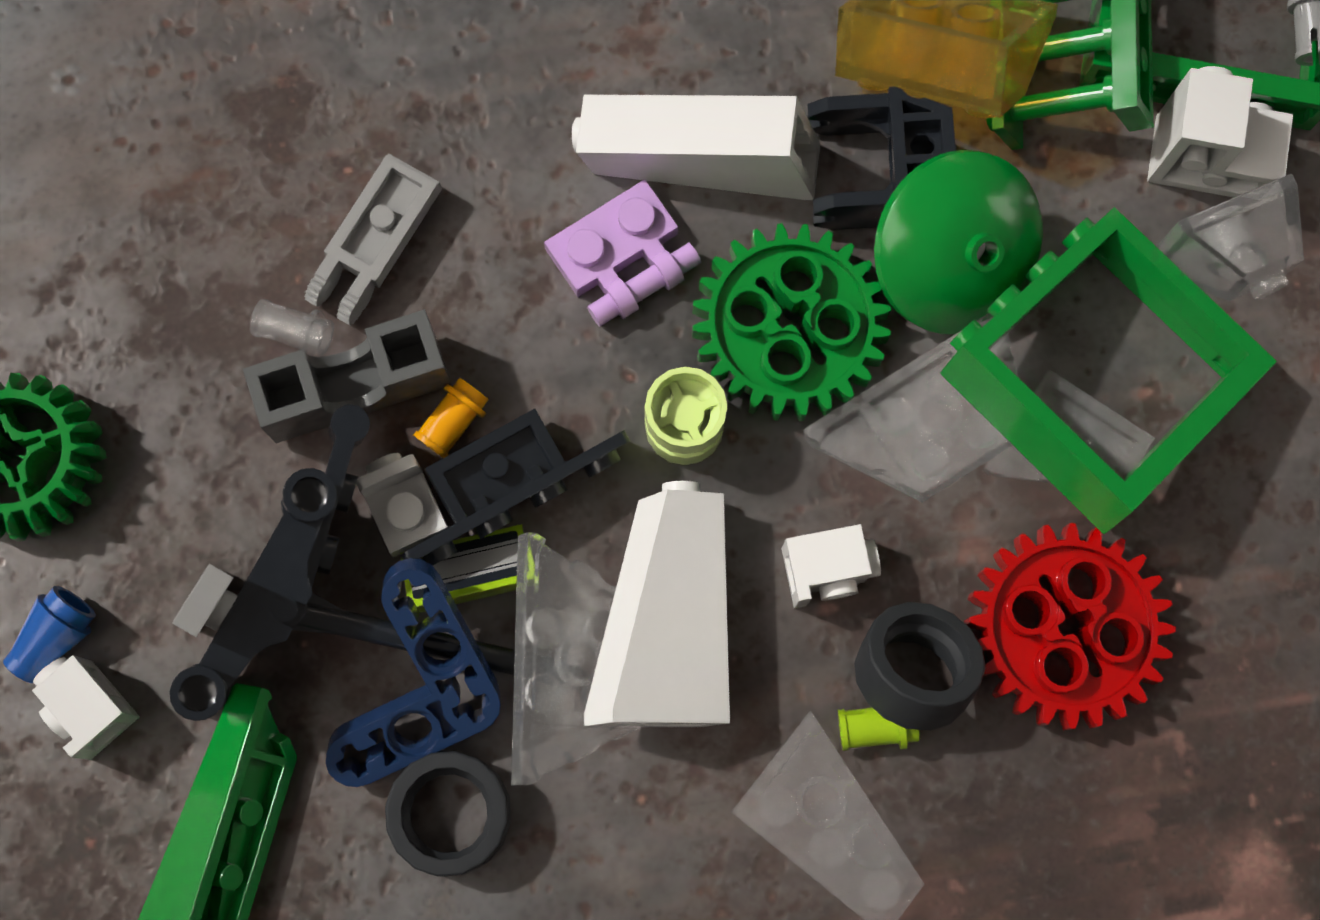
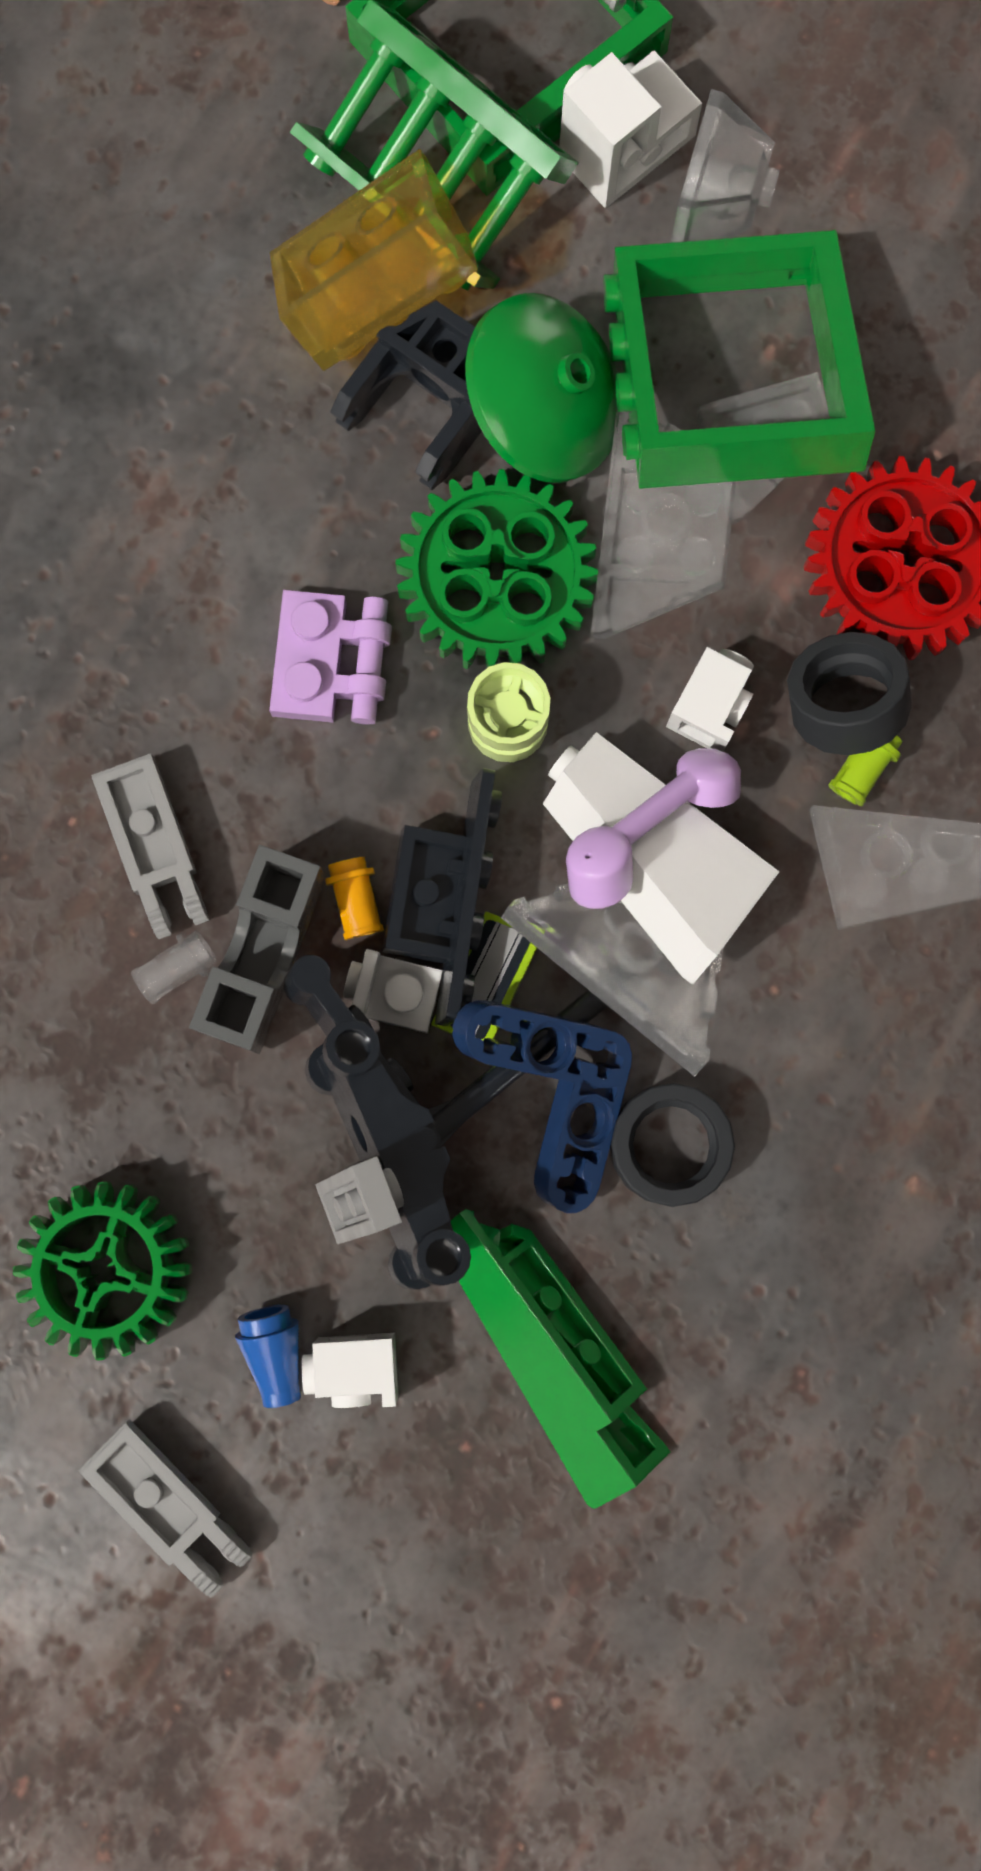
camera: 50 degrees left, 5 degrees up
(618, 569) = (601, 857): none -> lavender piece
(701, 142) = (290, 521): white slope -> none

